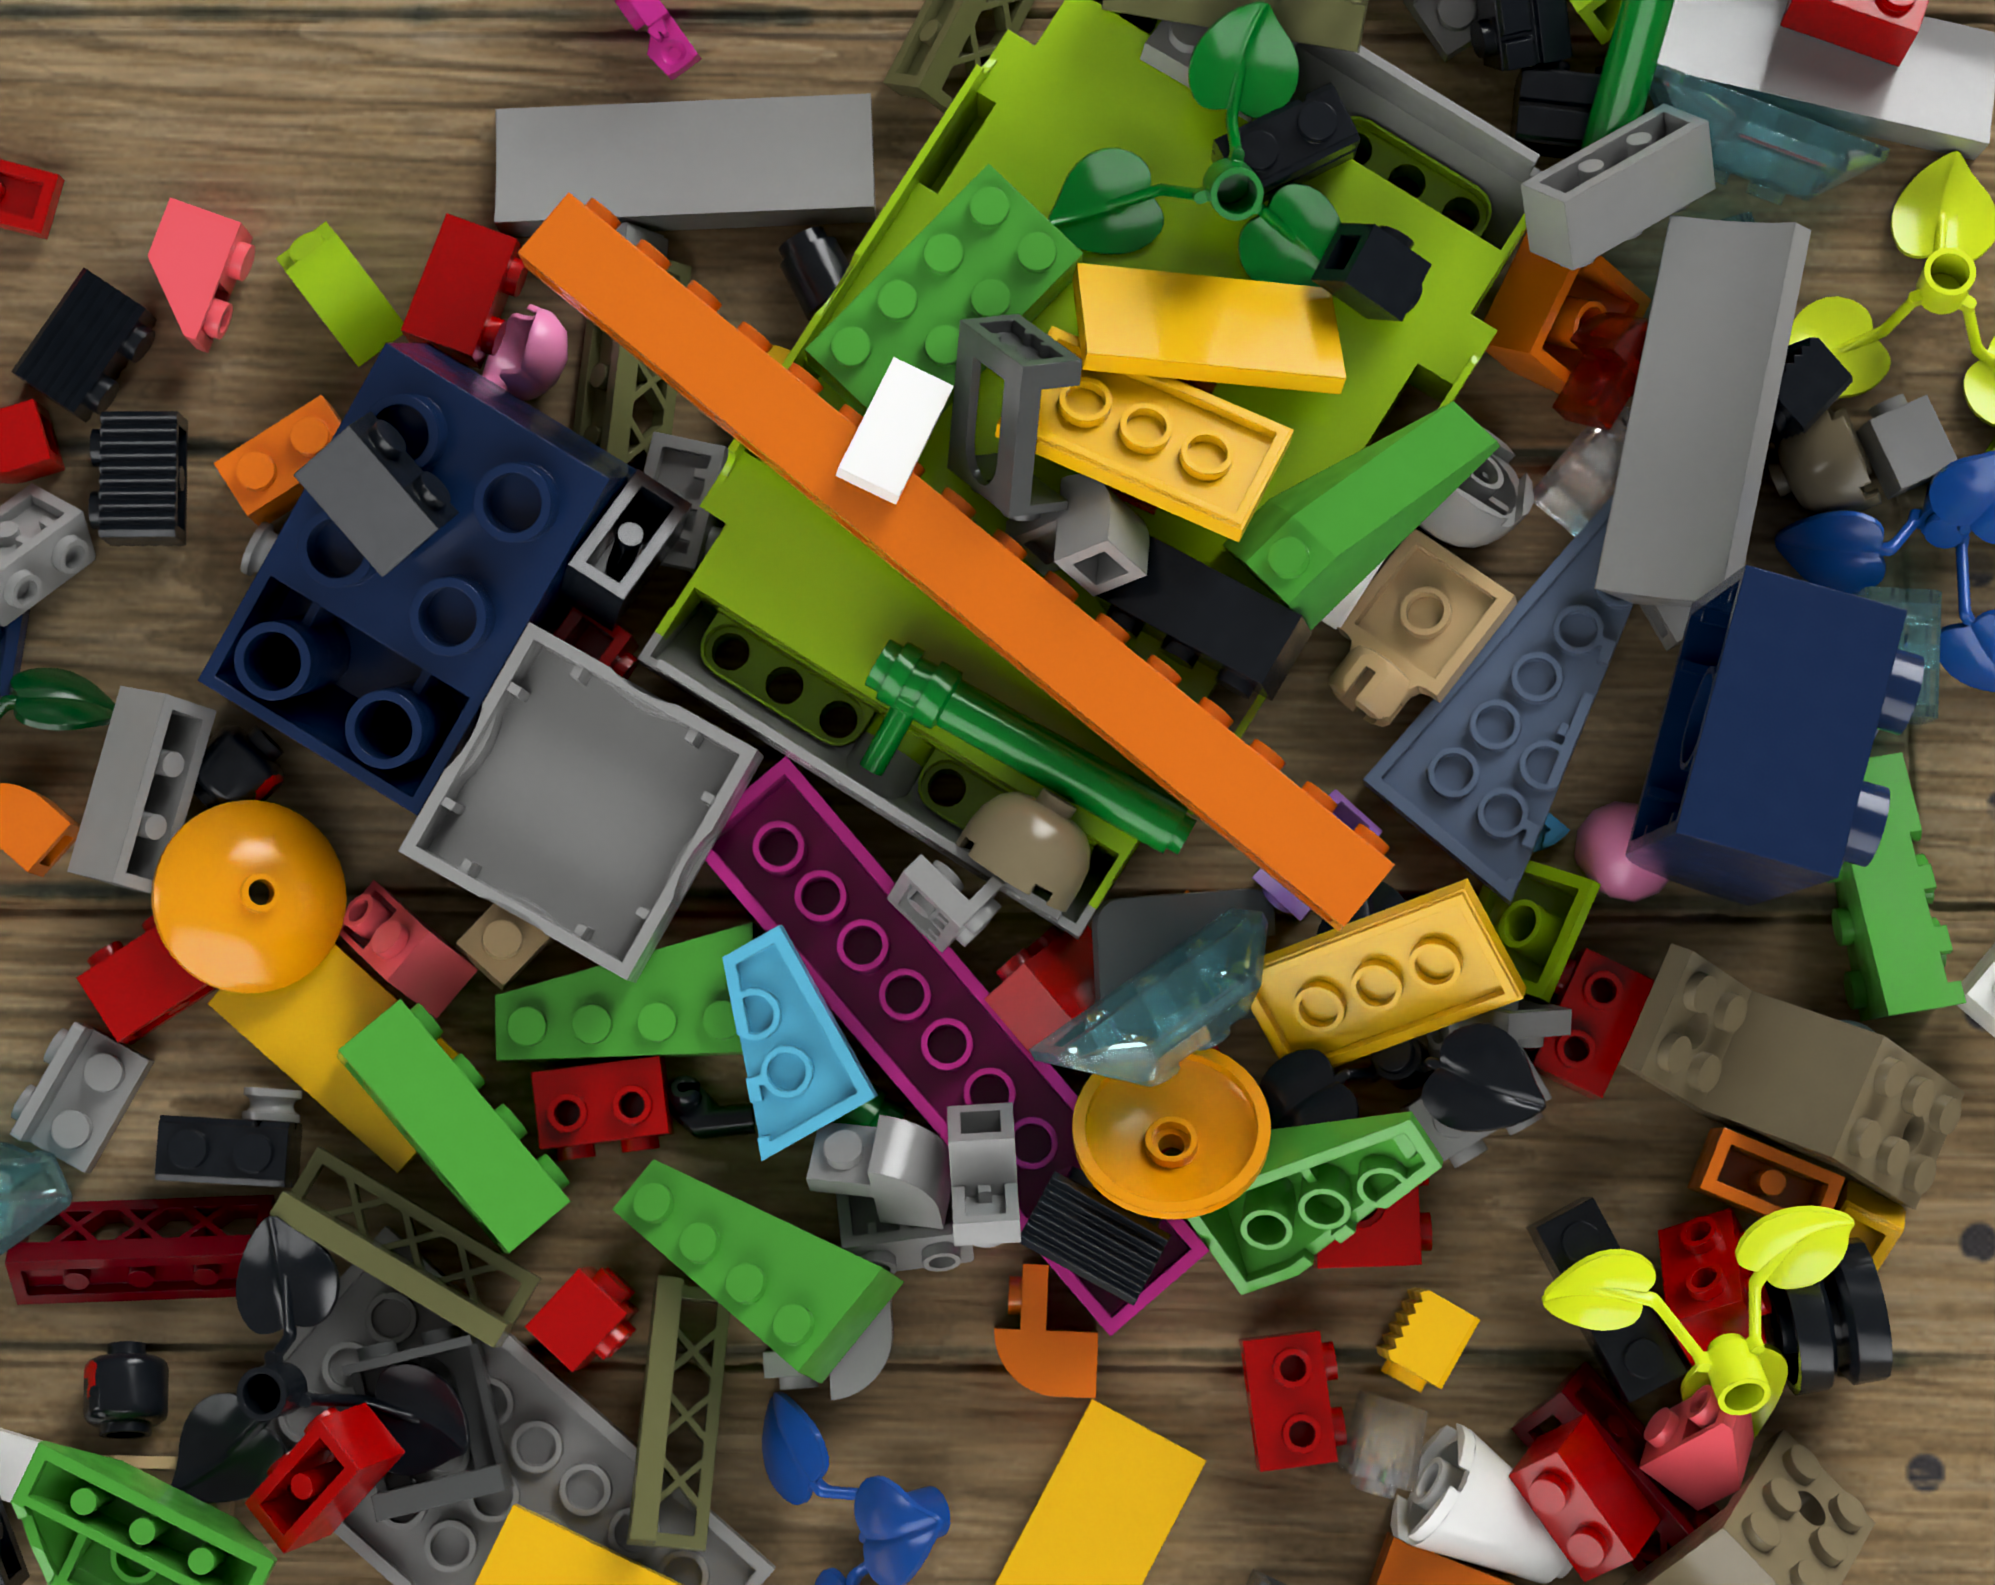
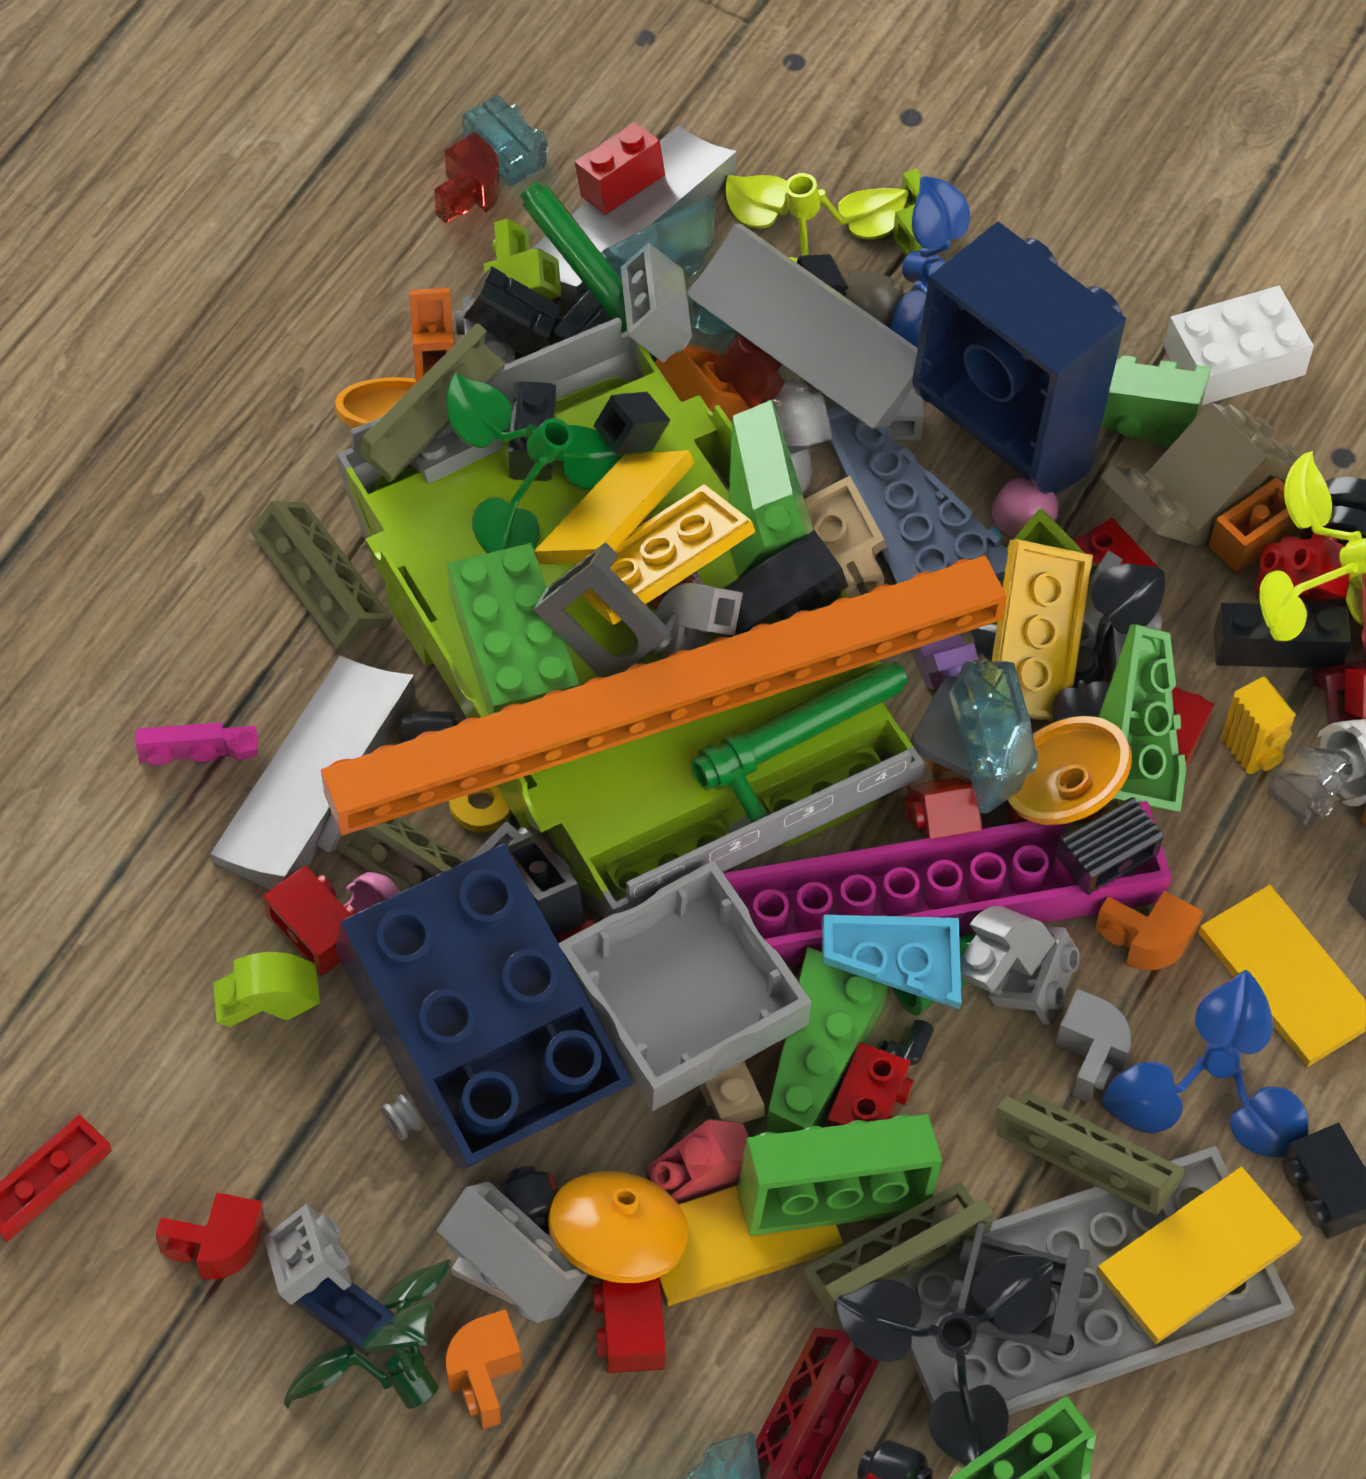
camera: 65 degrees left, 25 degrees down
(79, 1095) = (682, 1410): light grey bracket -> none
(86, 346) = (199, 1155): black brick -> none
(140, 478) = (306, 1165): black brick -> none
(197, 266) = (192, 1066): coral slope -> none
(228, 1151) = (773, 1330): black brick -> none
(265, 466) = (353, 1071): orange brick -> none
(272, 1104) = (756, 1293): light grey bush -> none
(324, 1476) = (1025, 1354): red brick -> none
(377, 492) = (435, 958): black brick -> none
(586, 1317) = (1001, 1163): red brick -> none
(770, 1275) = (1021, 1046): bright green wedge -> none
(894, 430) = (578, 670): white tile -> none
(934, 903) = (863, 816): light grey bracket -> none
(983, 1174) = (1038, 883): light grey brick -> none
(1030, 844) = (857, 745): dark tan cylinder -> none
(1291, 1399) = (1255, 822): red brick -> none
(1905, 444) = (878, 258): light grey brick -> none

